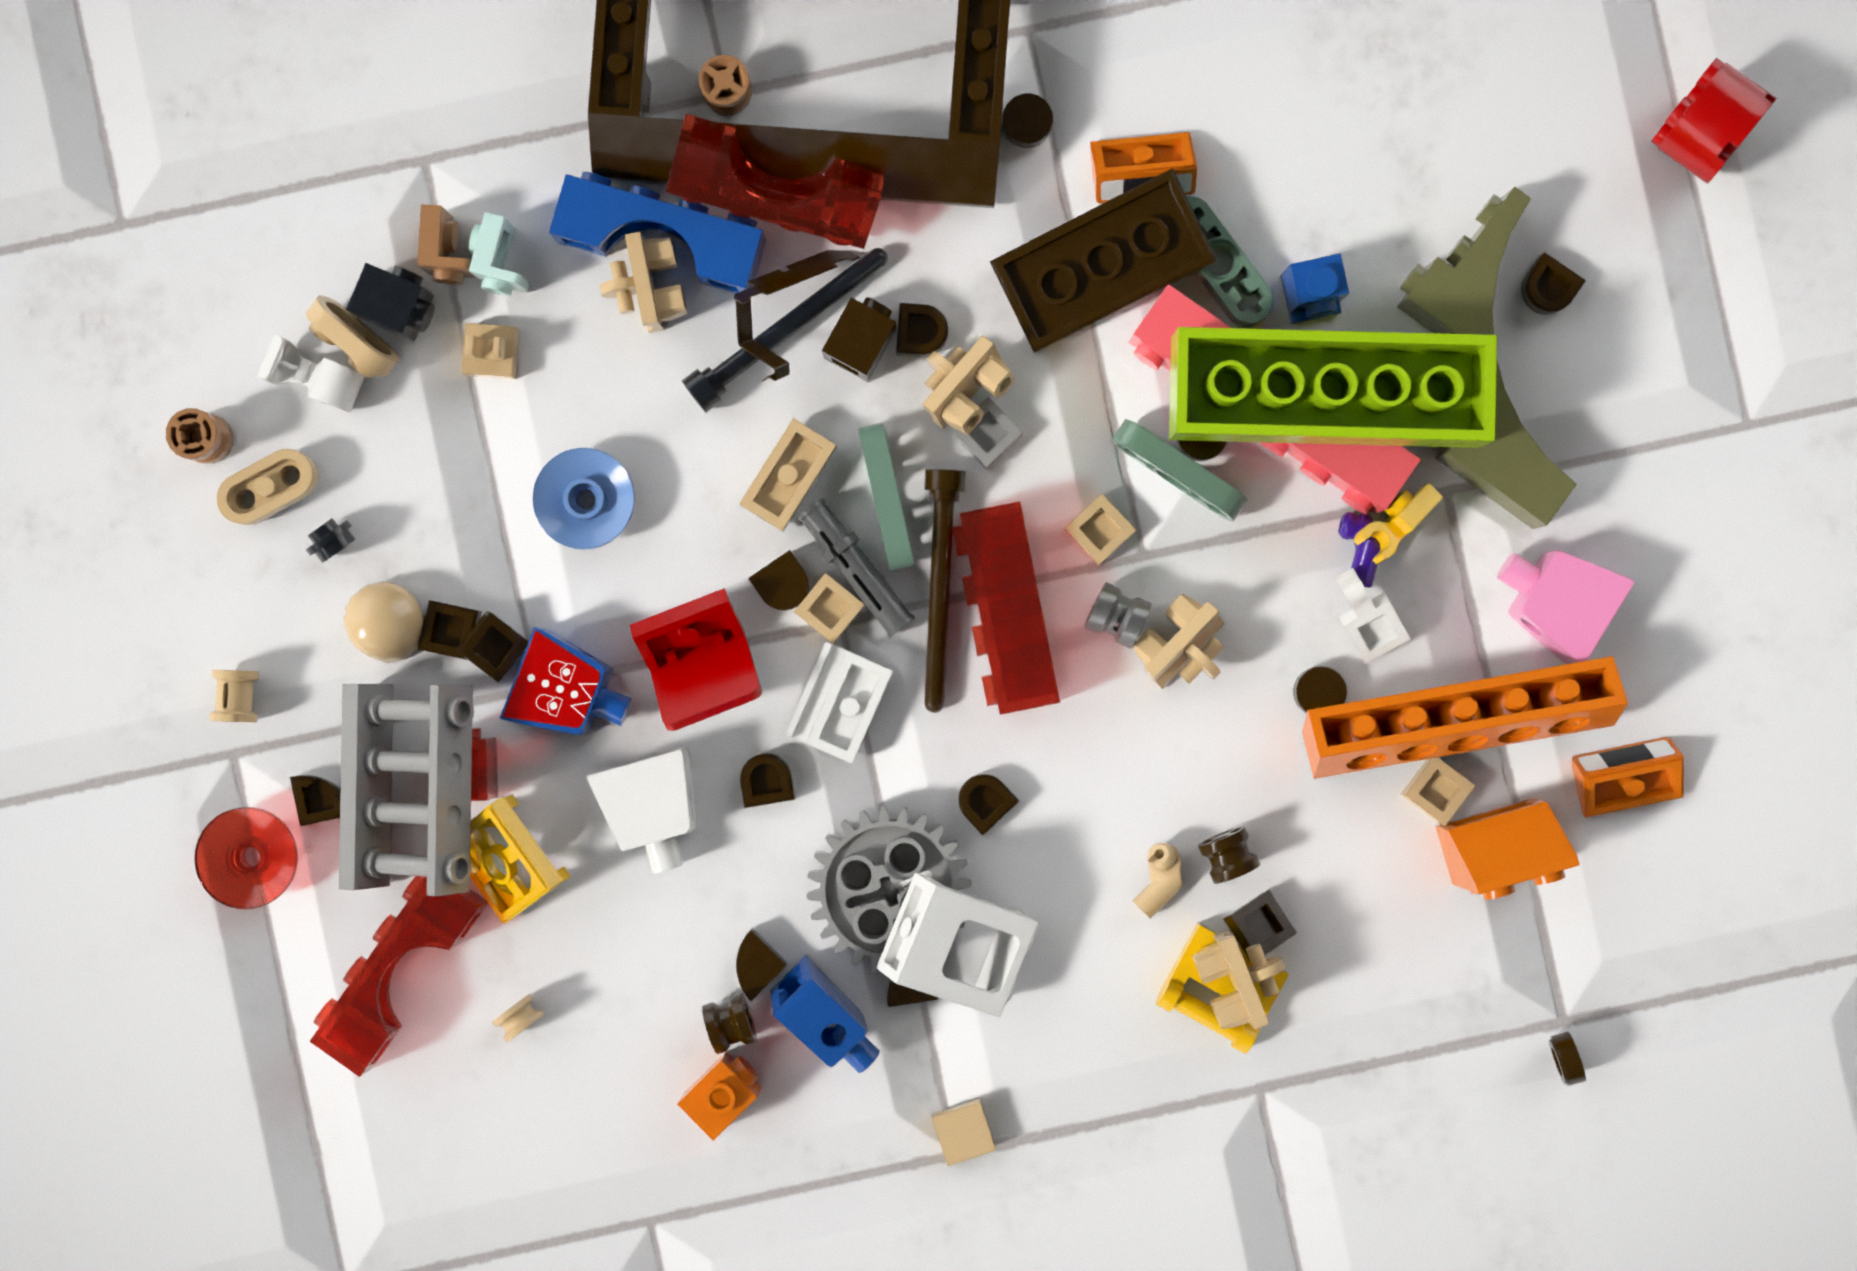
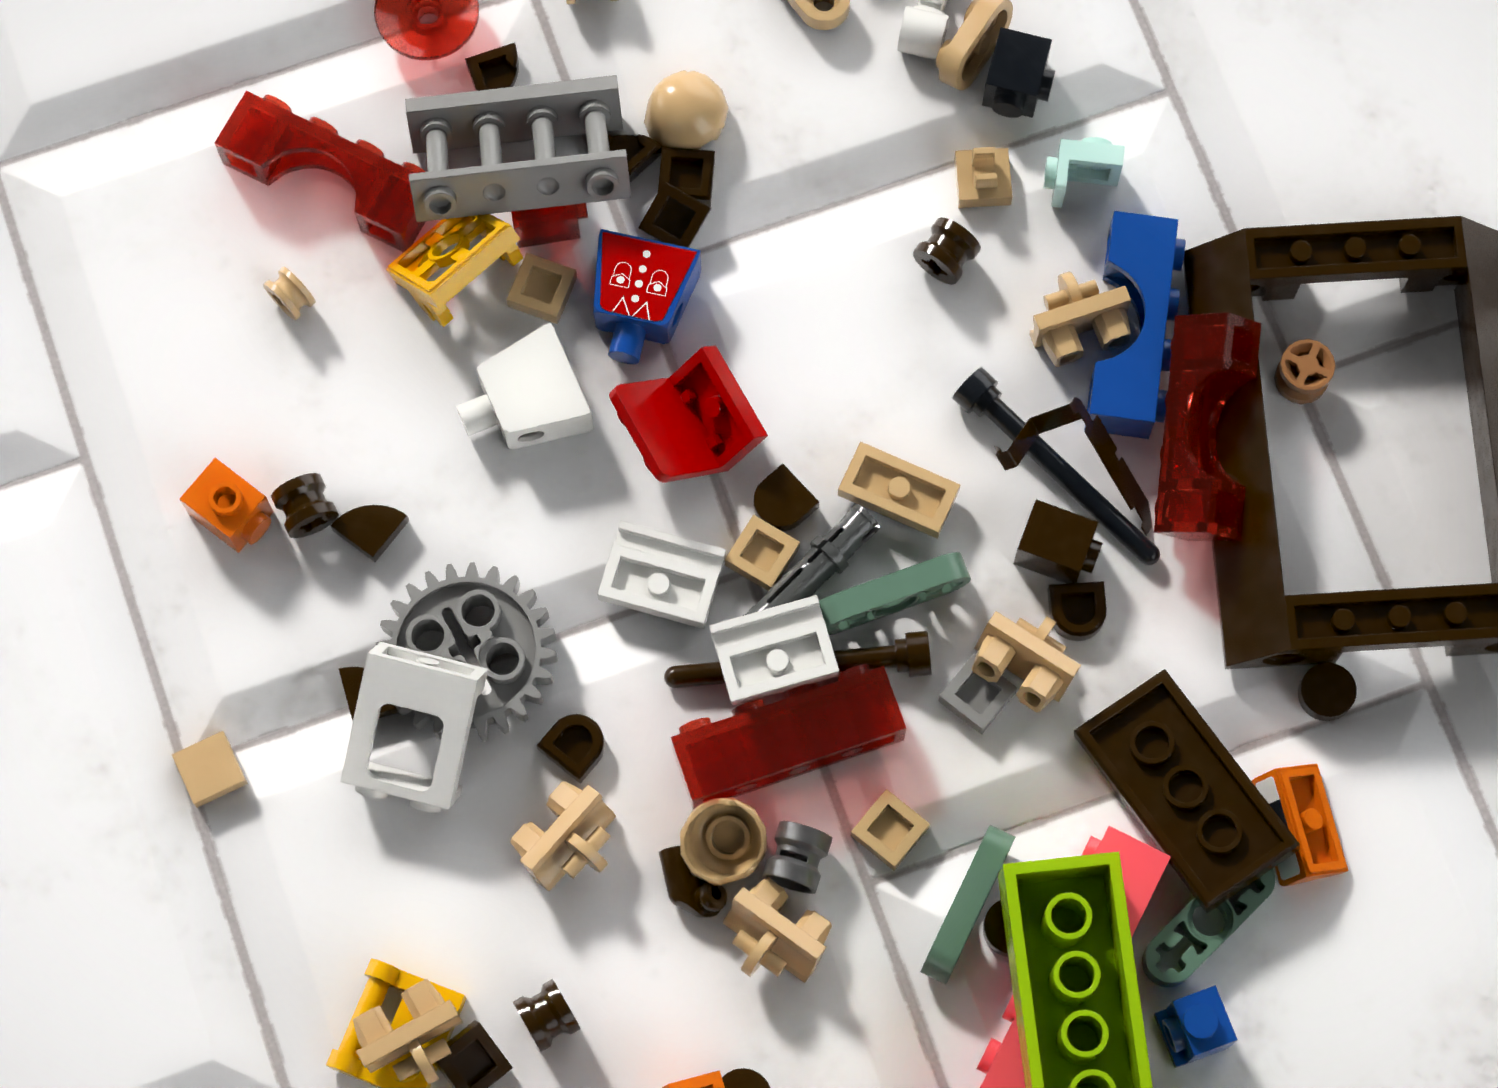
camera: 80 degrees right, 15 degrees down
(329, 539) = (763, 47): black plate -> none
(417, 677) = (639, 149): none -> dark brown tile
(436, 241) = (1085, 108): medium nougat bracket -> none
(543, 779) = (542, 288): none -> tan tile
(561, 396) = (946, 250): none -> dark brown wheel
(563, 482) = (846, 263): medium blue dish -> none
(766, 780) = (568, 513): dark brown tile -> none
(810, 1002) = (333, 581): blue torso -> none
(930, 610) = (774, 650): none -> white plate
(1077, 813) = (570, 840): none -> tan hips
(1096, 679) = (723, 840): none -> tan hair
(1131, 715) = (688, 890): none -> dark brown arm
(1165, 878) = (513, 951): tan arm -> none

